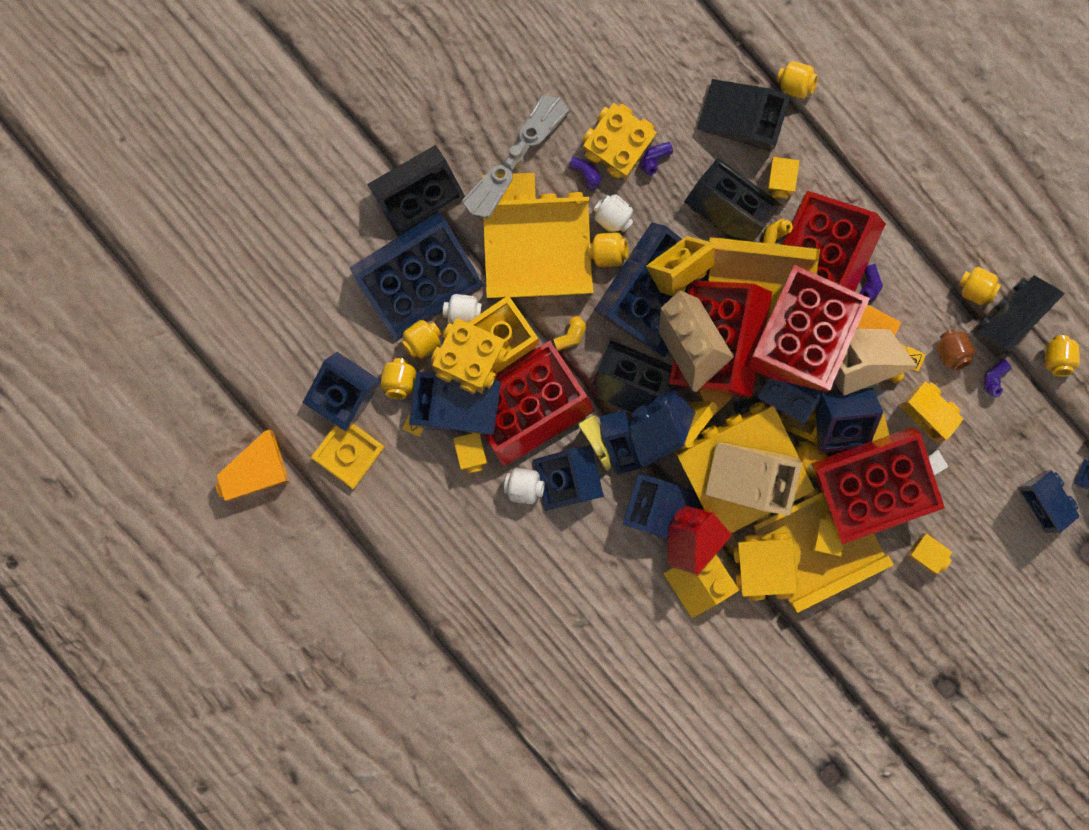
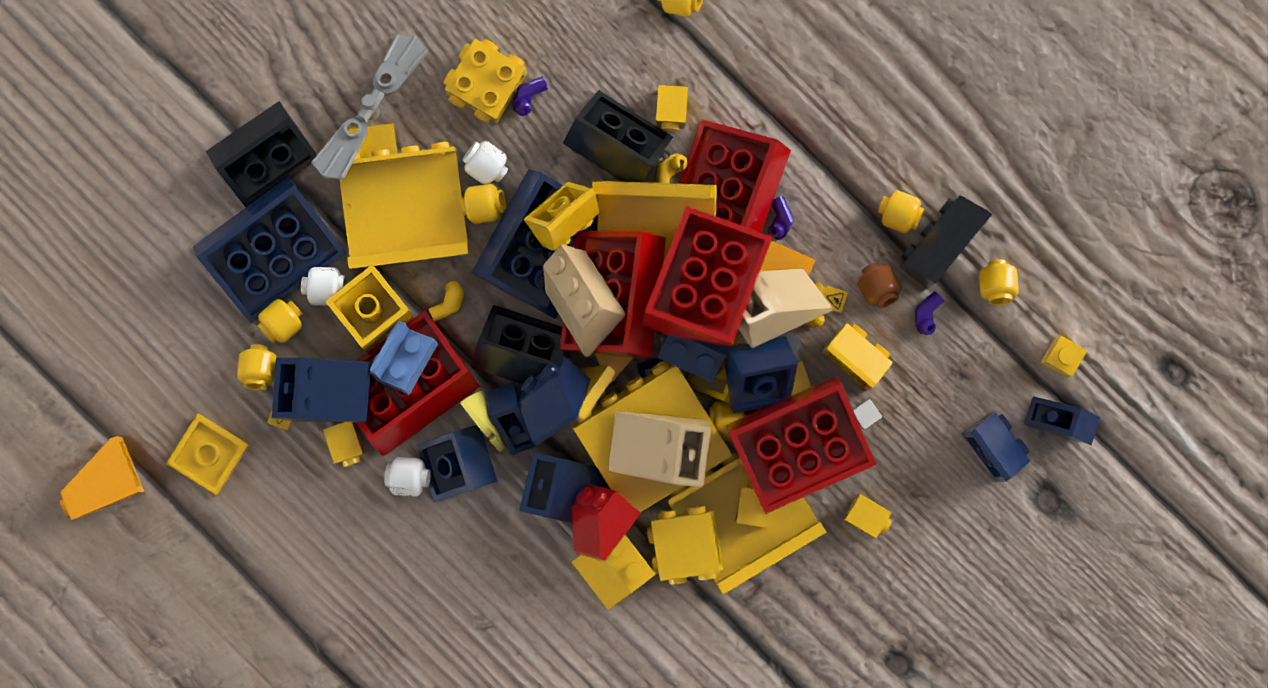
camera: 10 degrees left, 0 degrees up
(341, 391) = (193, 386): dark blue slope -> none
(468, 356) = (331, 337): yellow brick -> none
(528, 381) = (402, 358): none -> medium blue bracket
(589, 171) = (454, 116): dark purple arm -> none
(744, 113) = (623, 38): black slope -> none

